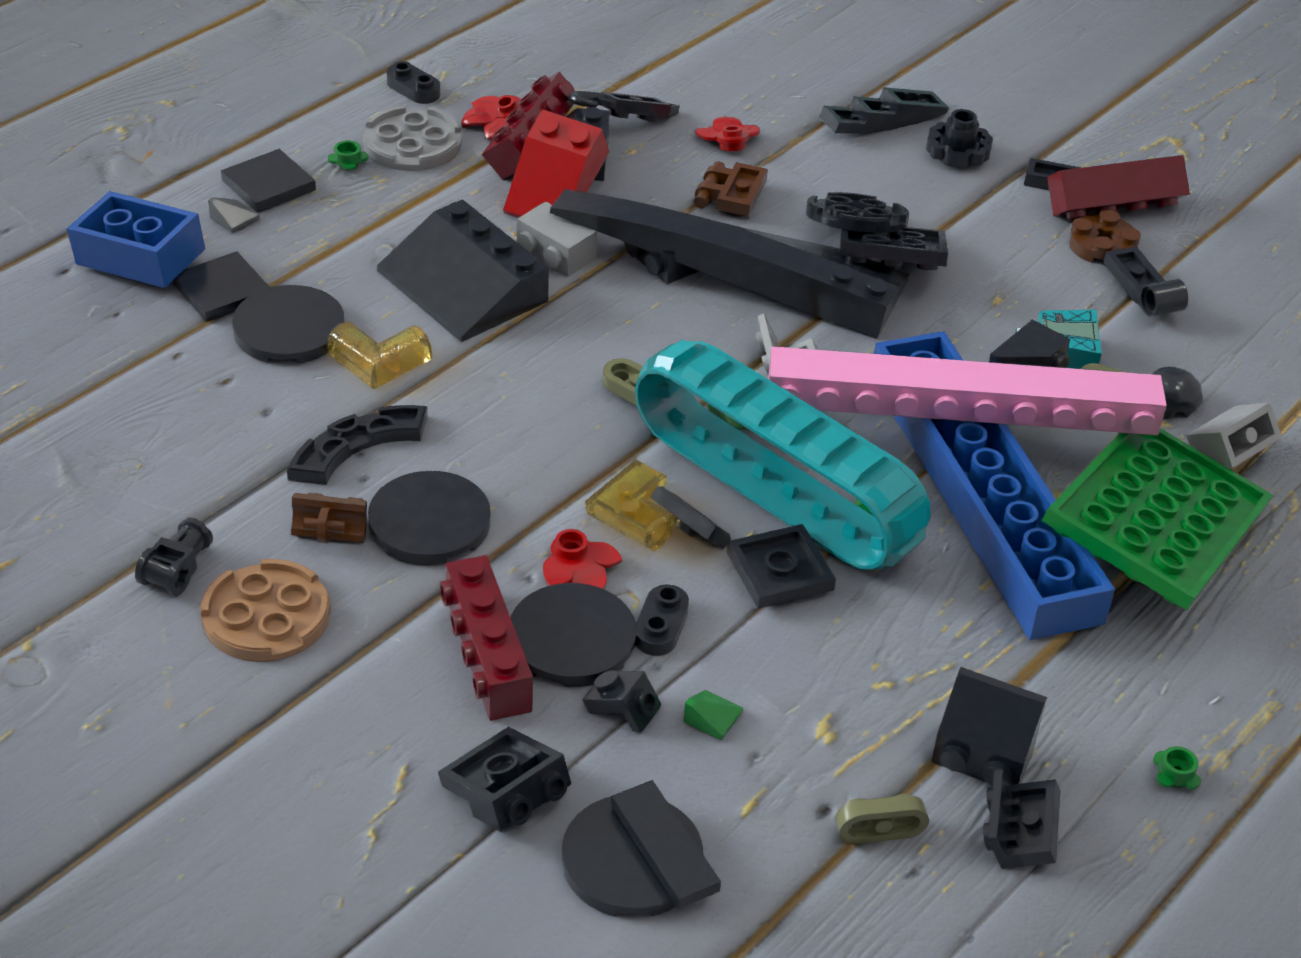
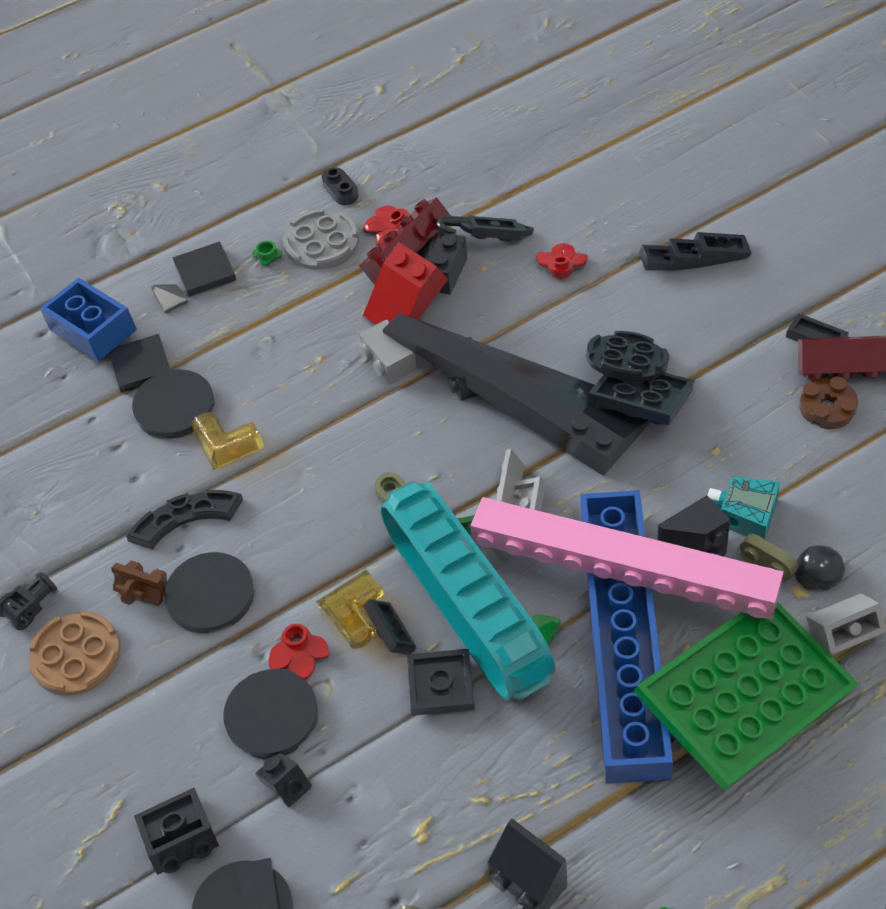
camera: 25 degrees right, 10 degrees up
(466, 271) = (310, 375): black slope -> none
(487, 637) = (205, 707): dark red brick -> none
(661, 620) = (340, 710): black plate -> none
(711, 713) = (343, 801): green slope -> none
(739, 191) = (548, 317): reddish brown plate -> none
(960, 140) = (743, 291): black plant -> none
(1144, 282) = (841, 453): black plate -> none

